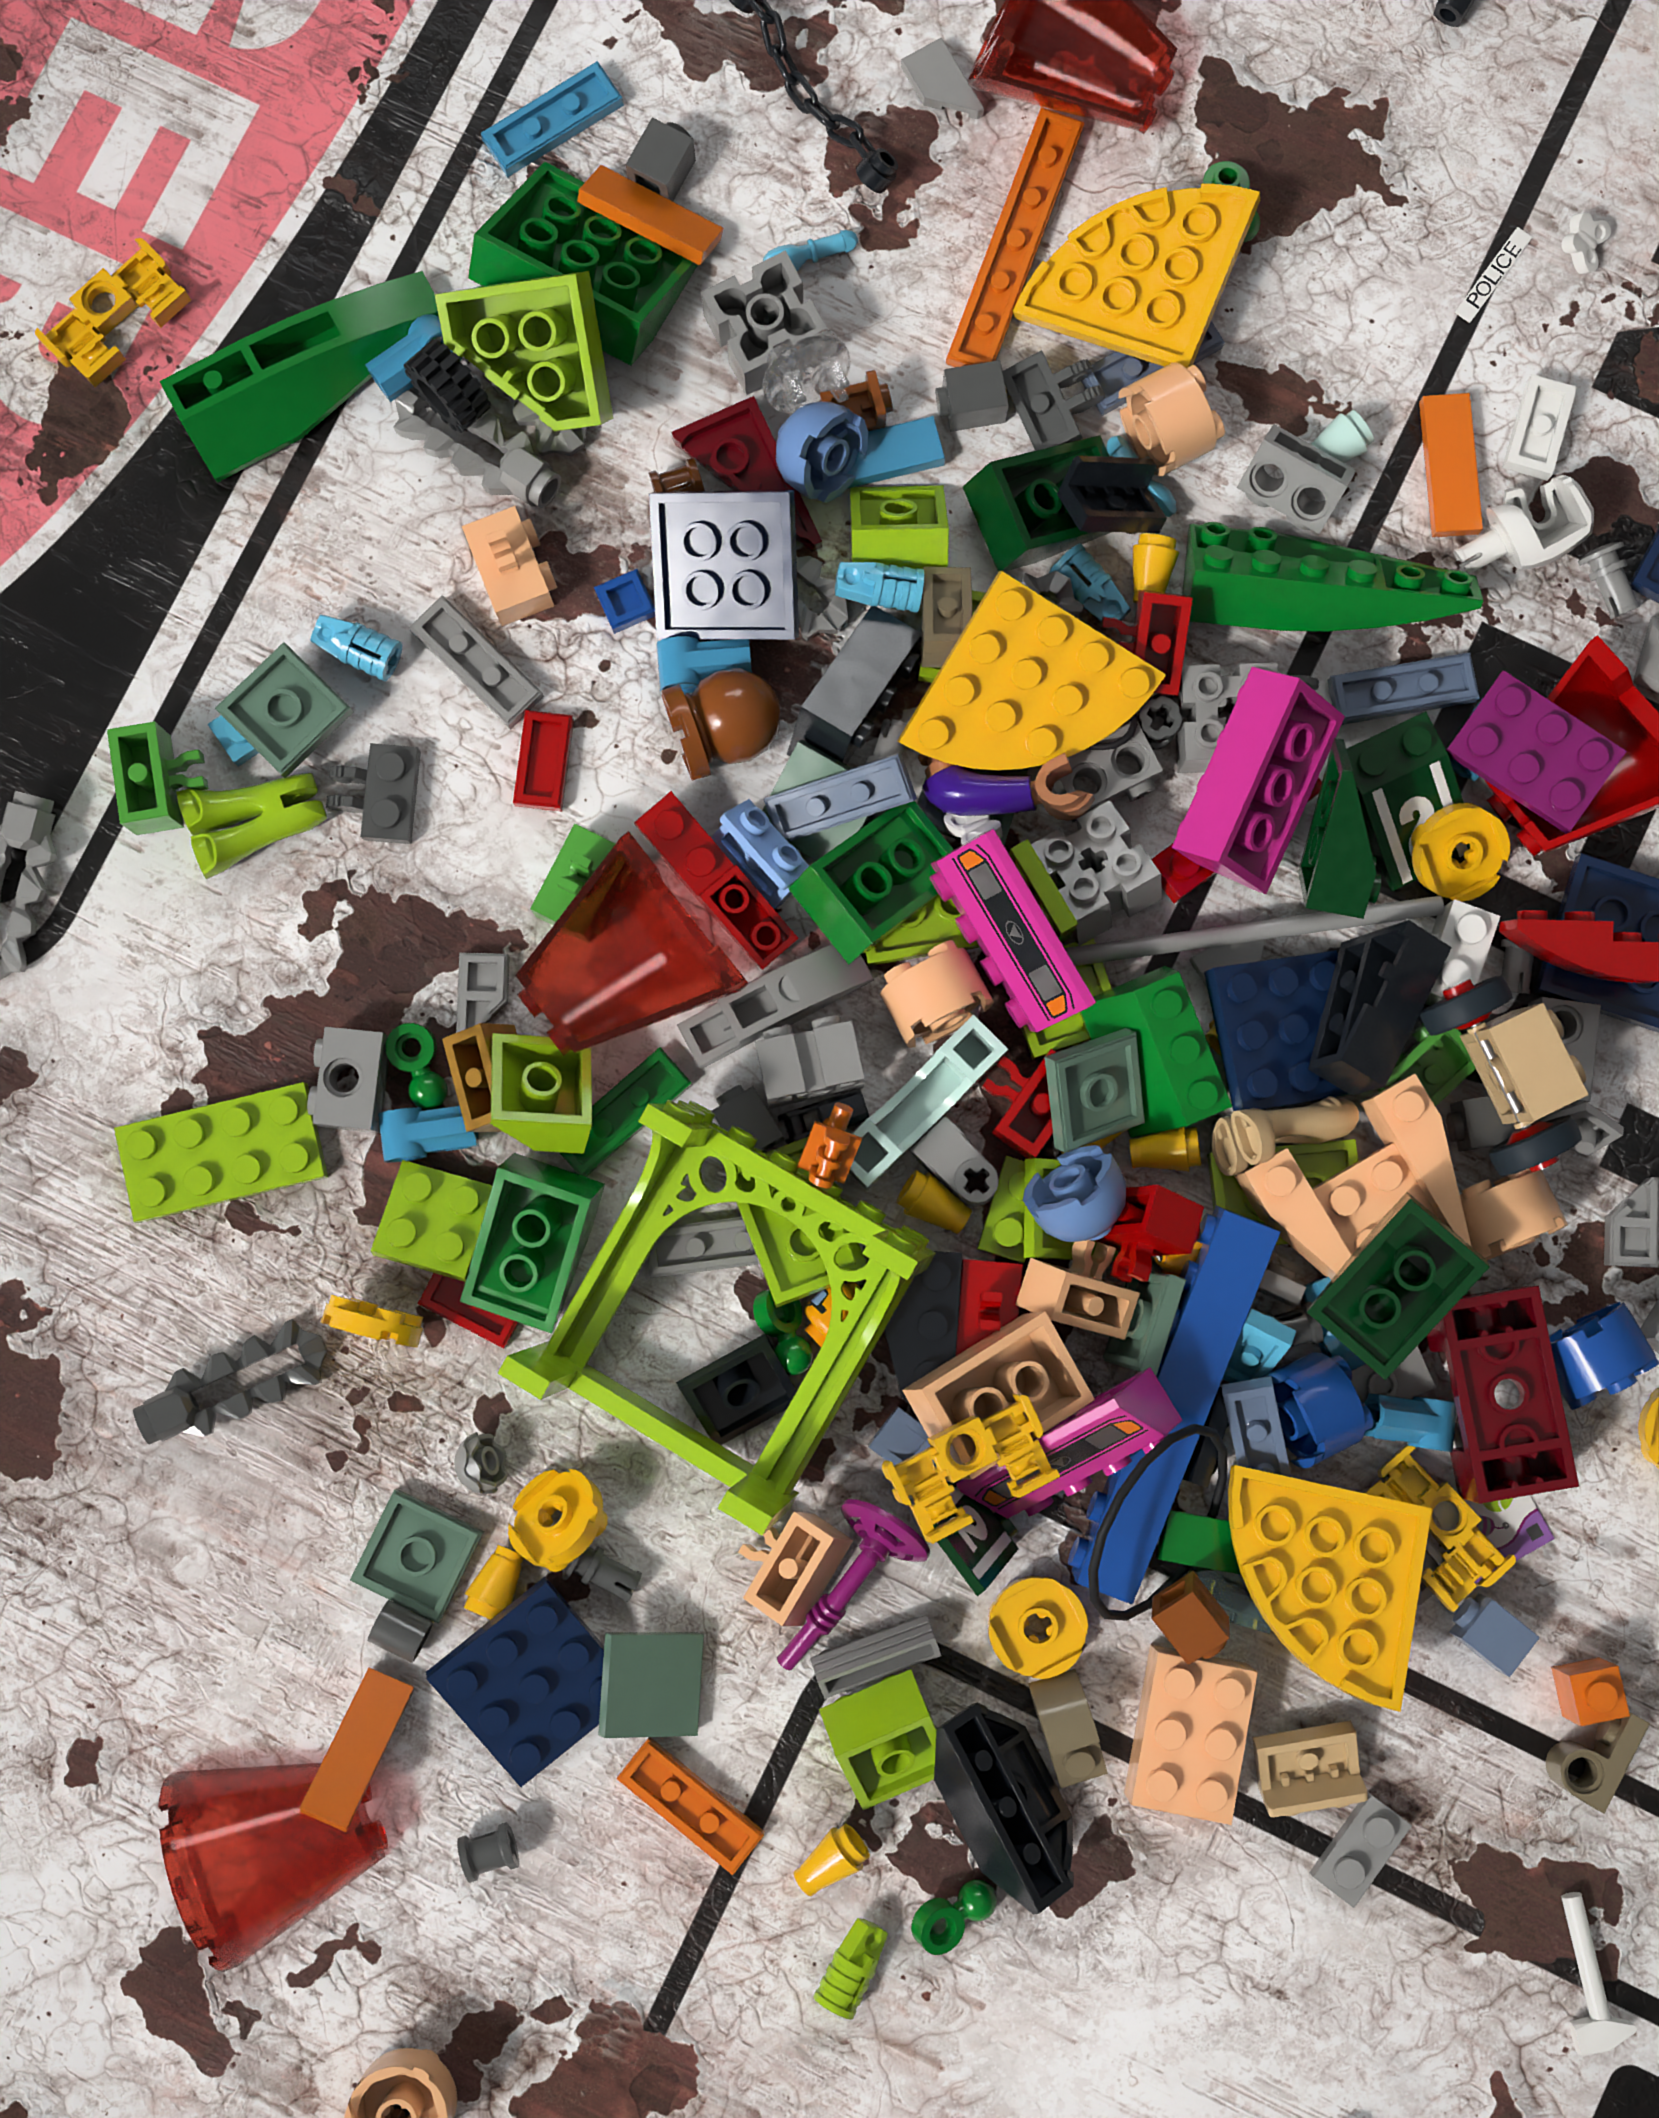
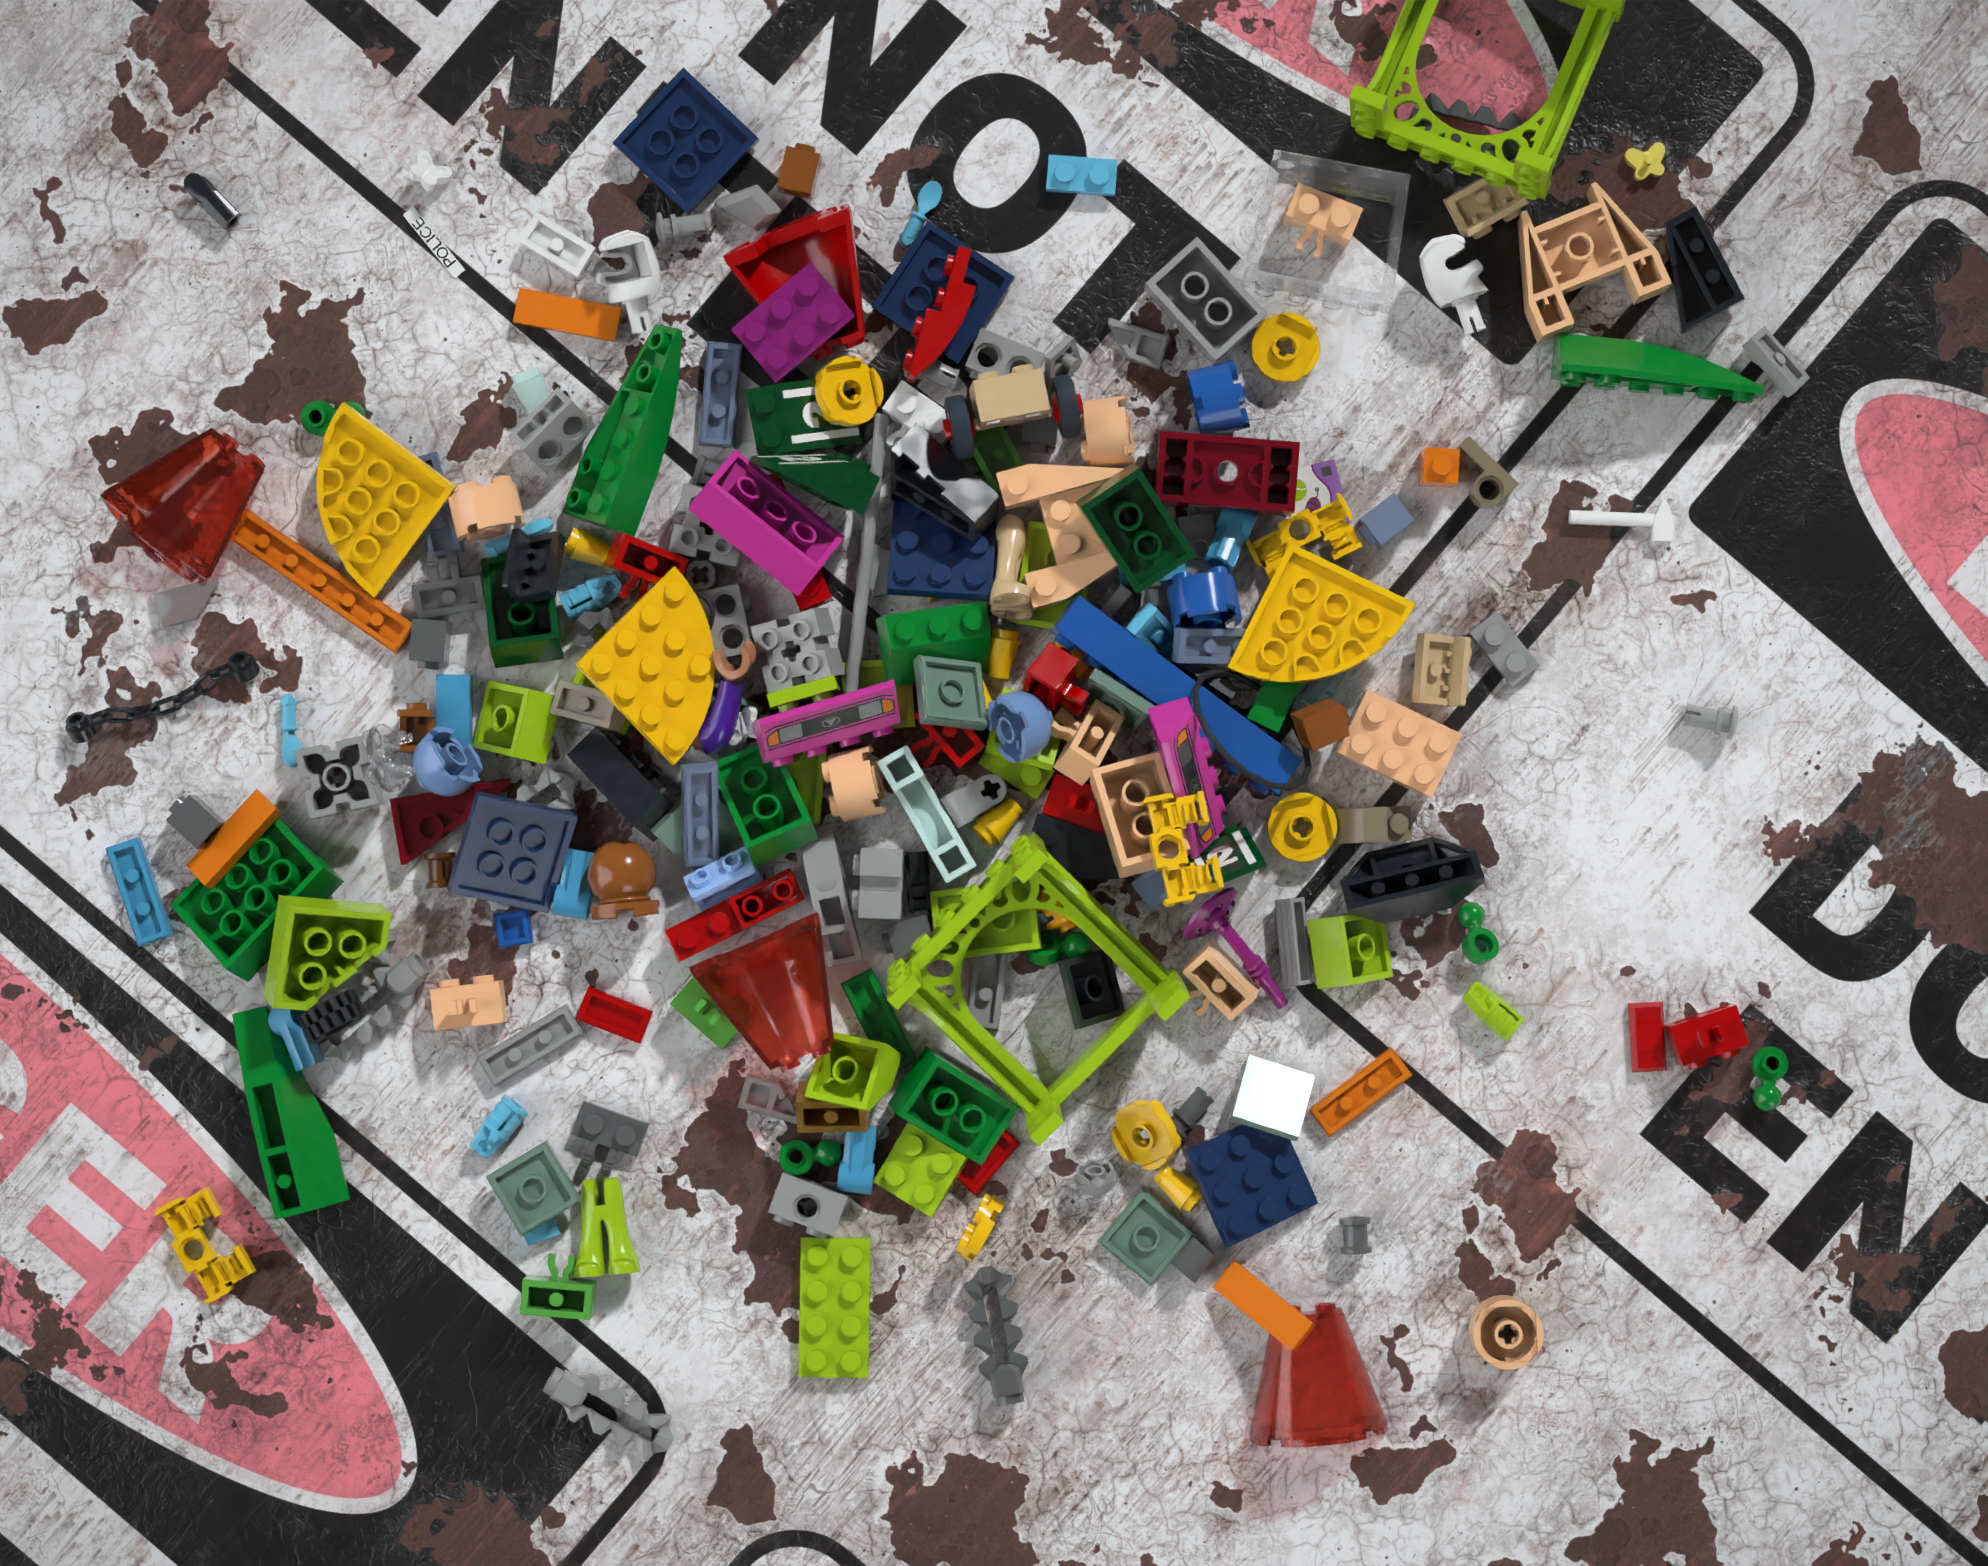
camera: 75 degrees left, 5 degrees up
(830, 1149) = (944, 885): orange arm -> none
(834, 1858) = (1419, 1005): yellow cone -> none
(880, 585) = (555, 746): medium azure hinge -> none

